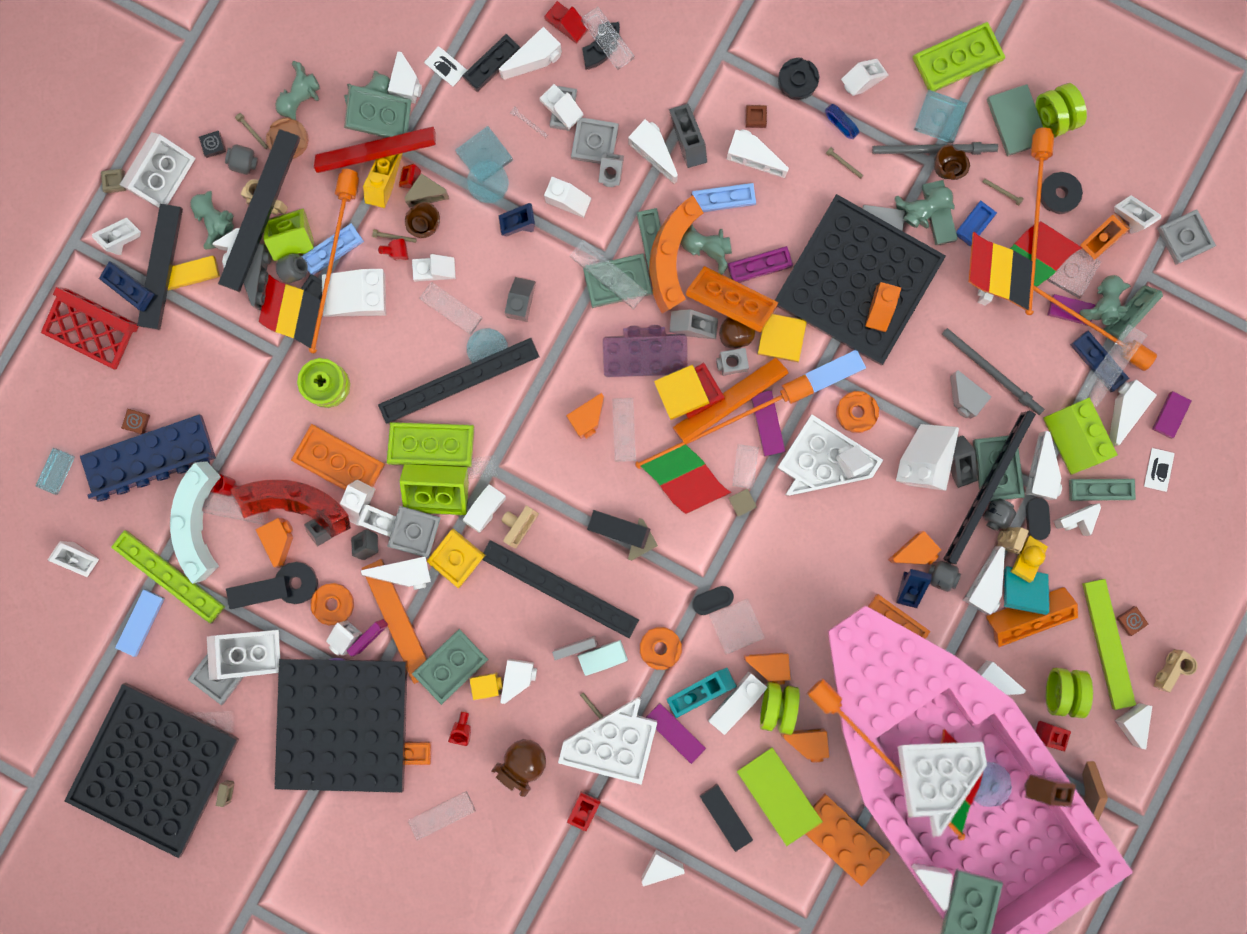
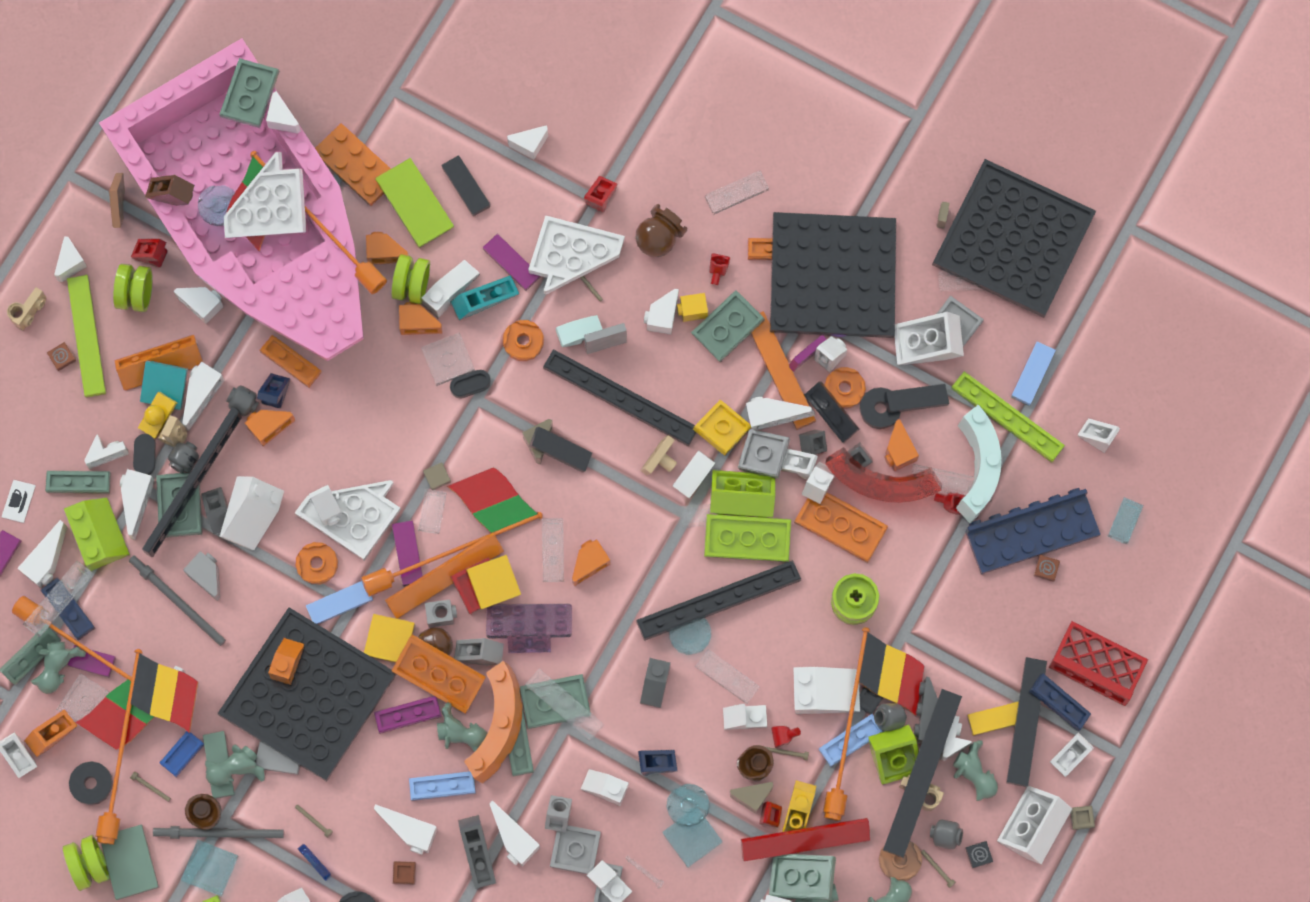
camera: 175 degrees right, 10 degrees down
(345, 577) = (831, 412): none -> black tile

